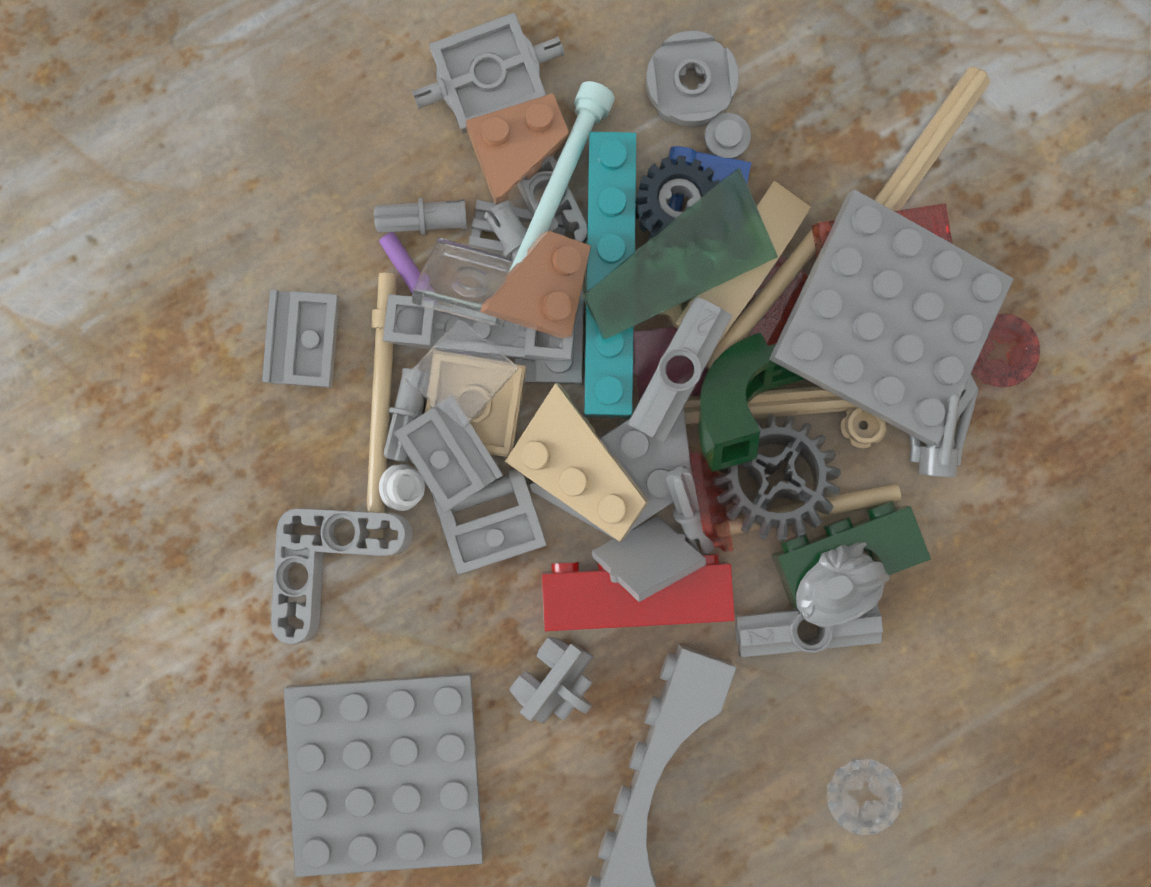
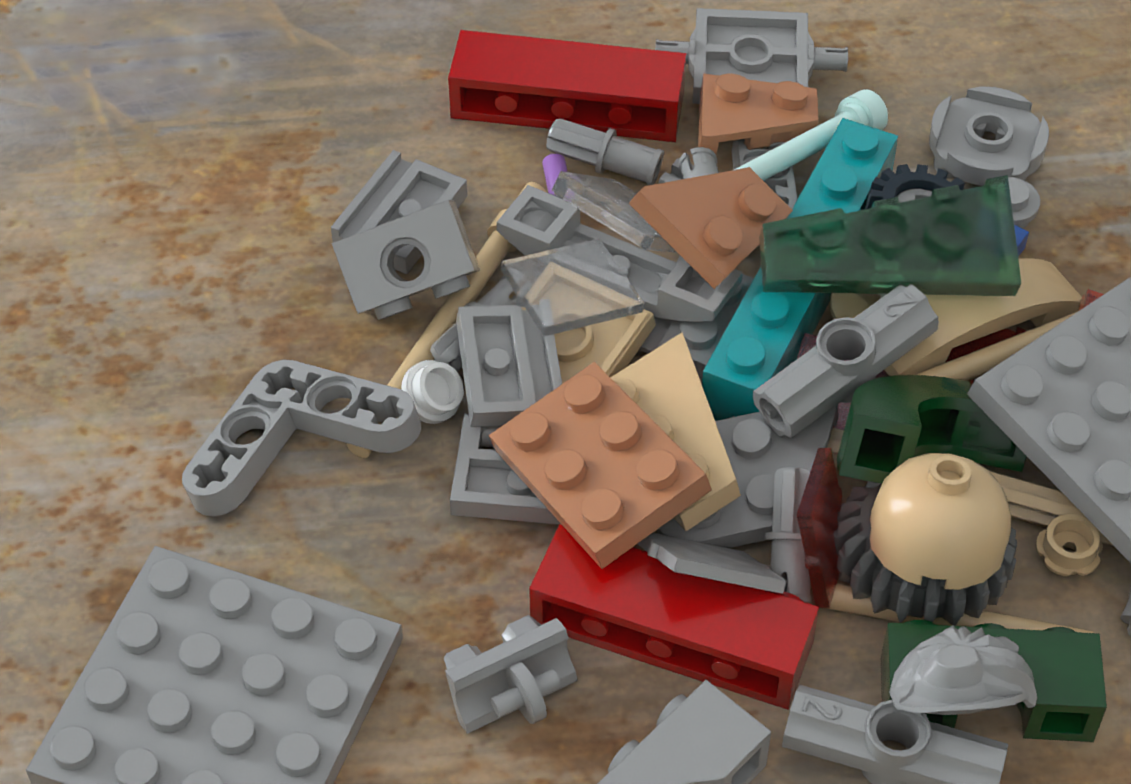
camera: 25 degrees right, 35 degrees down
(344, 375) = (369, 259): none -> light grey brick
(364, 164) = (581, 82): none -> red brick
(549, 525) = (600, 464): none -> nougat plate
(791, 485) = (941, 521): none -> tan cylinder

